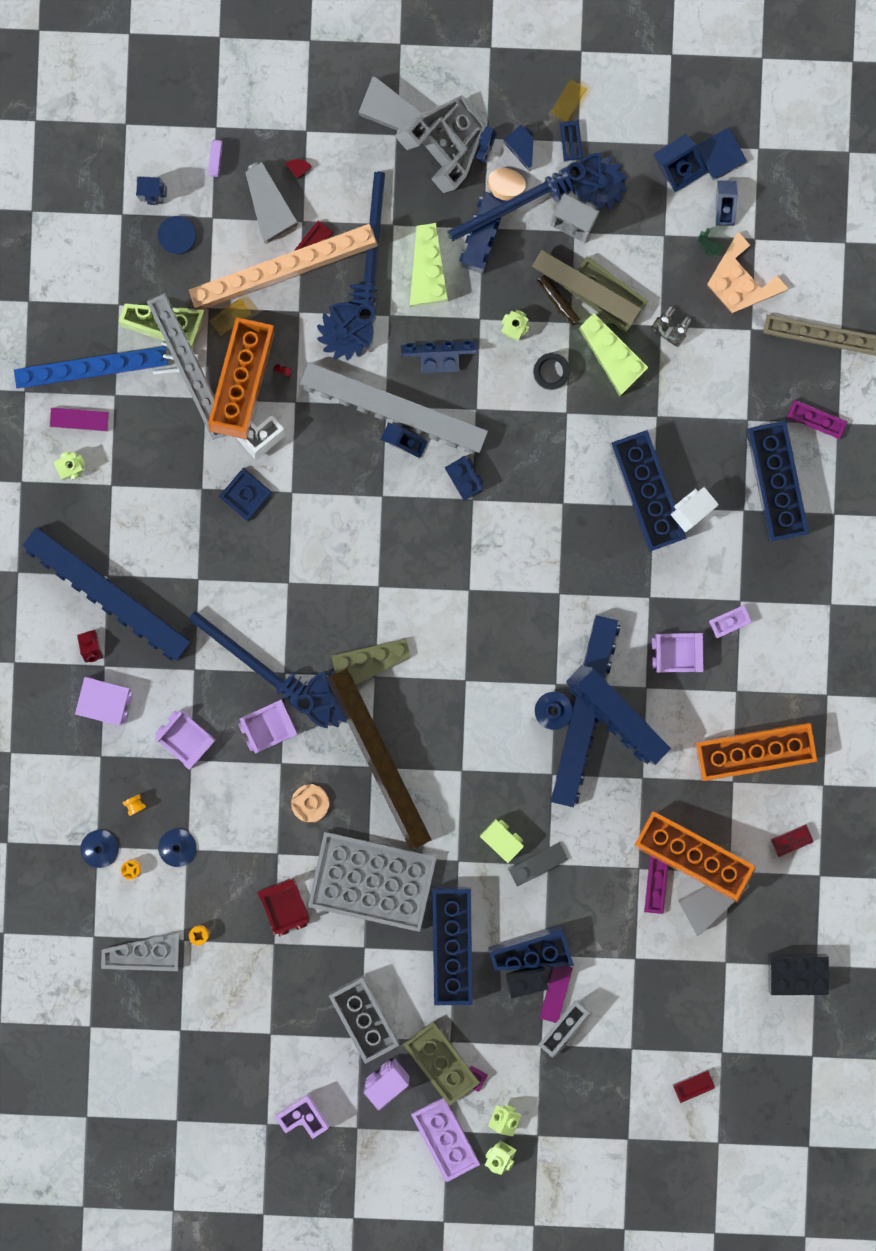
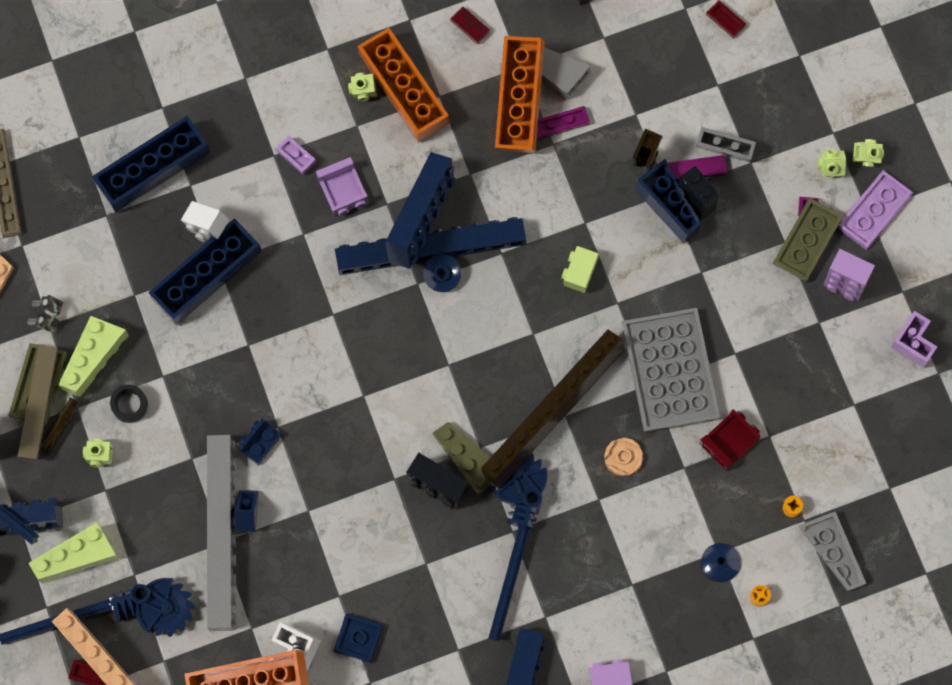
camera: 110 degrees left, 15 degrees down
(109, 848) = (747, 642): dark blue dish -> none
(134, 805) = (697, 618): light orange wheel -> none
(184, 738) = (614, 596): lavender panel -> none
(267, 726) = (568, 524): lavender panel -> none
(283, 370) = (225, 654): dark red tile -> none
(354, 623) = (437, 481): none -> black brick
(364, 1019) = (799, 323): light grey brick -> none
(439, 356) = (154, 510): dark blue bracket -> none
(452, 945) = (696, 272): dark blue brick -> none
(537, 864) = (589, 231): dark grey slope -> none
(588, 953) = (646, 151): none -> dark brown piece
(766, 718) = (363, 86): none -> yellowish green brick
(816, 419) = (82, 156): magenta tile -> none

